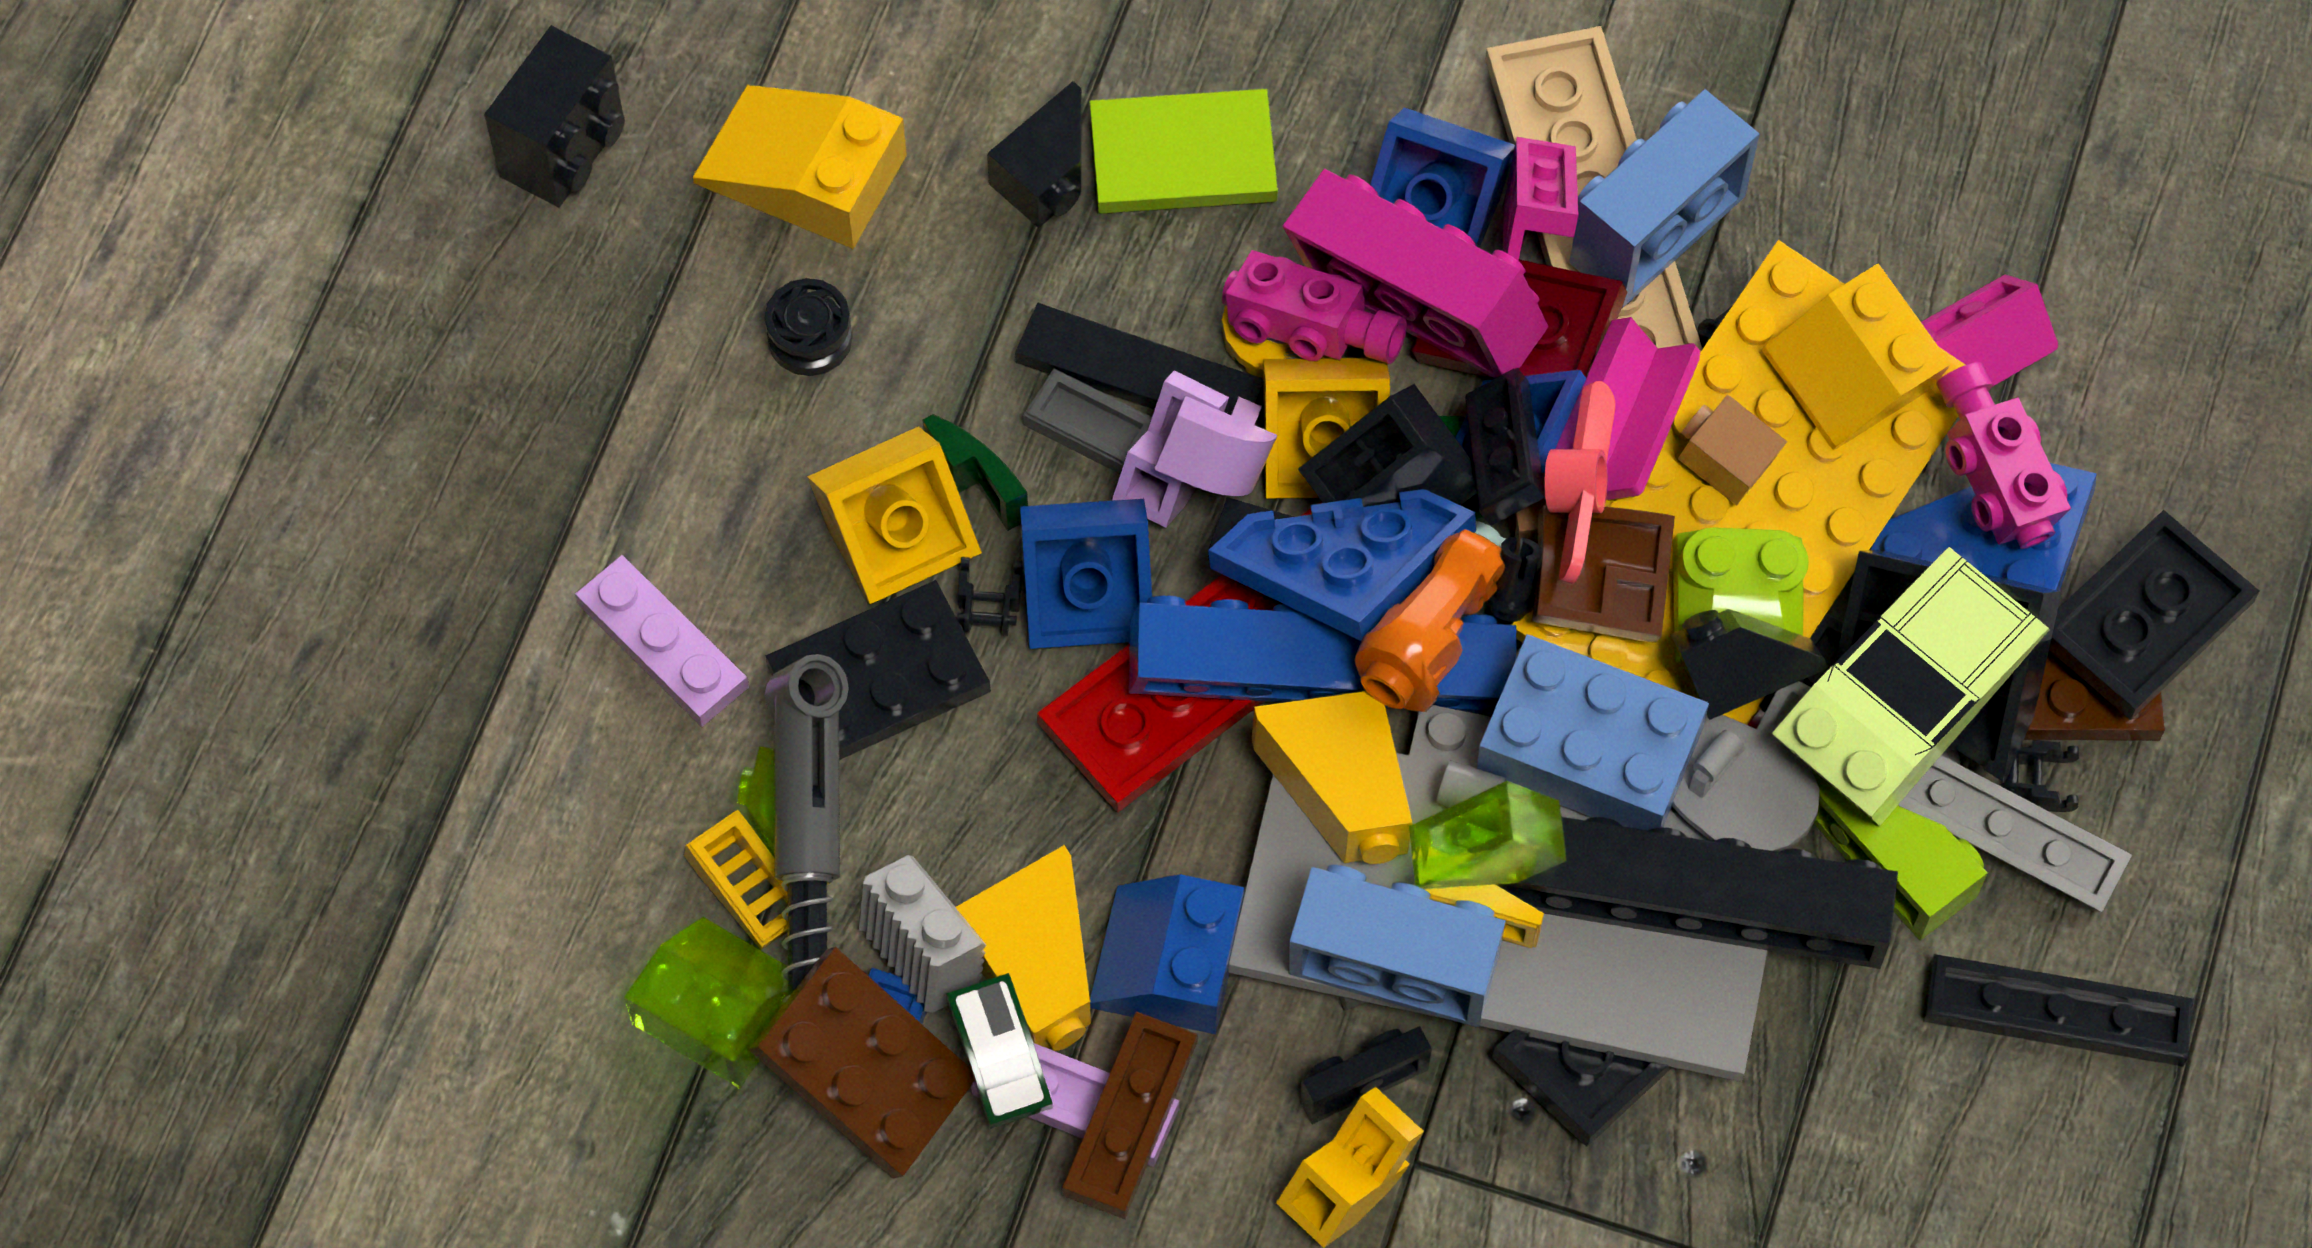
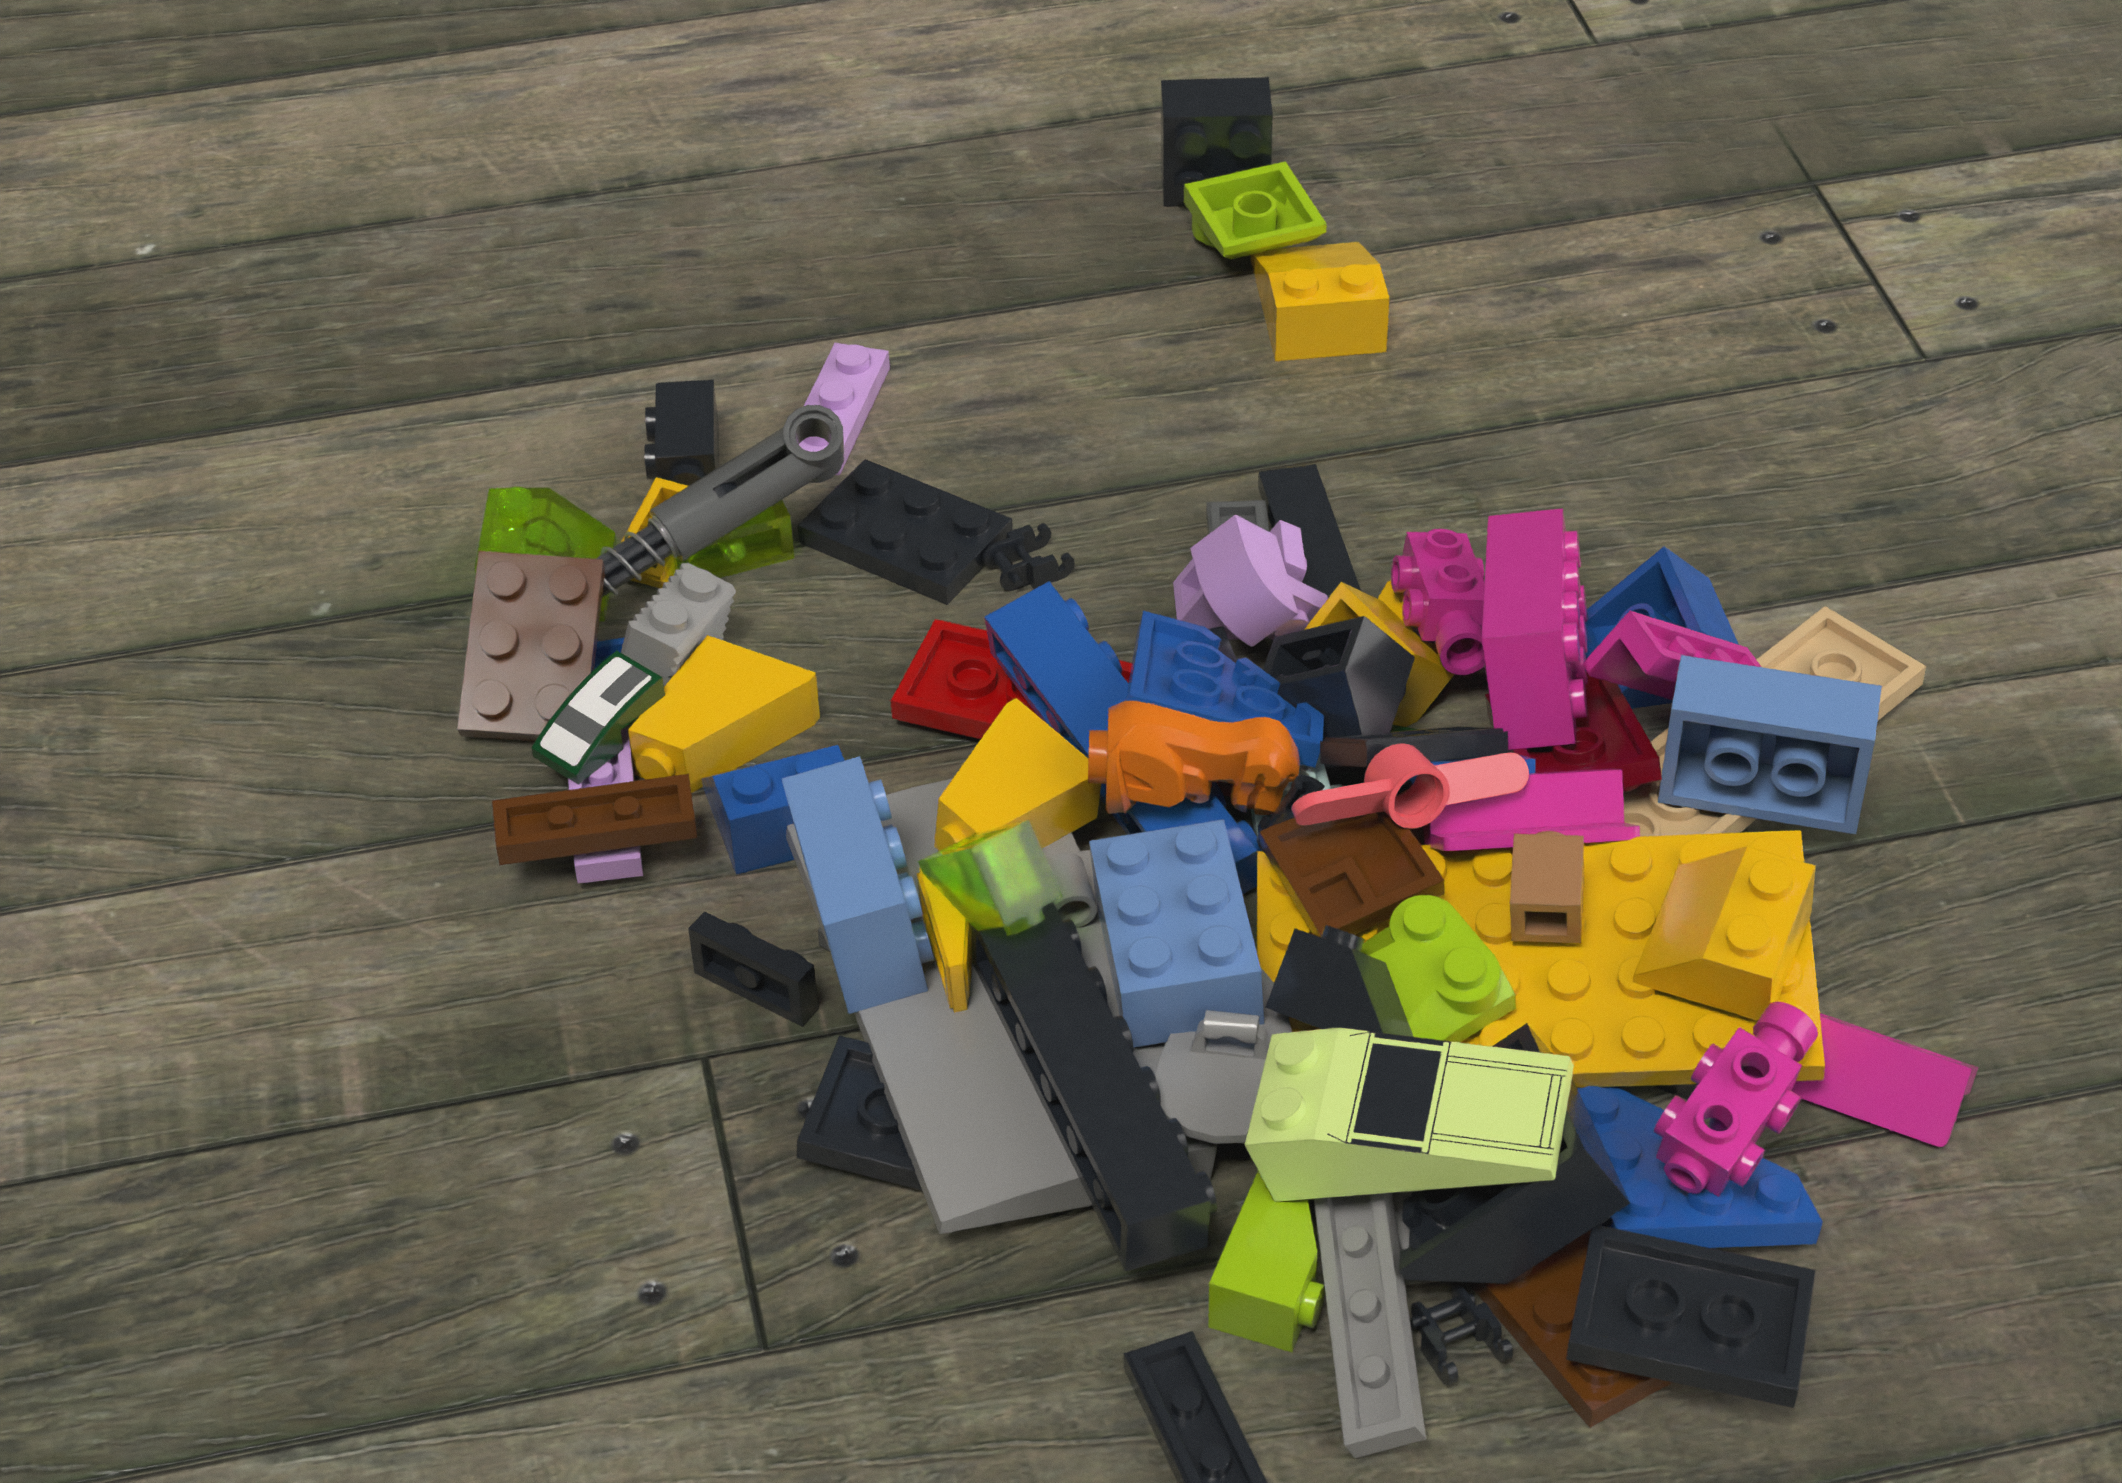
camera: 60 degrees right, 20 degrees down
(634, 793) = (683, 432): none -> black brick
(671, 146) = (1252, 211): none -> lime slope
(808, 329) = (1174, 357): black wheel -> none
(895, 513) = (1048, 467): yellow slope -> none
(975, 464) = (1127, 495): dark green slope -> none
(1042, 159) = (1454, 407): black slope -> none
(1084, 571) = (1103, 575): blue slope -> none
(1183, 151) = (1536, 469): lime tile -> none
(1351, 1171) = (643, 999): yellow brick -> none

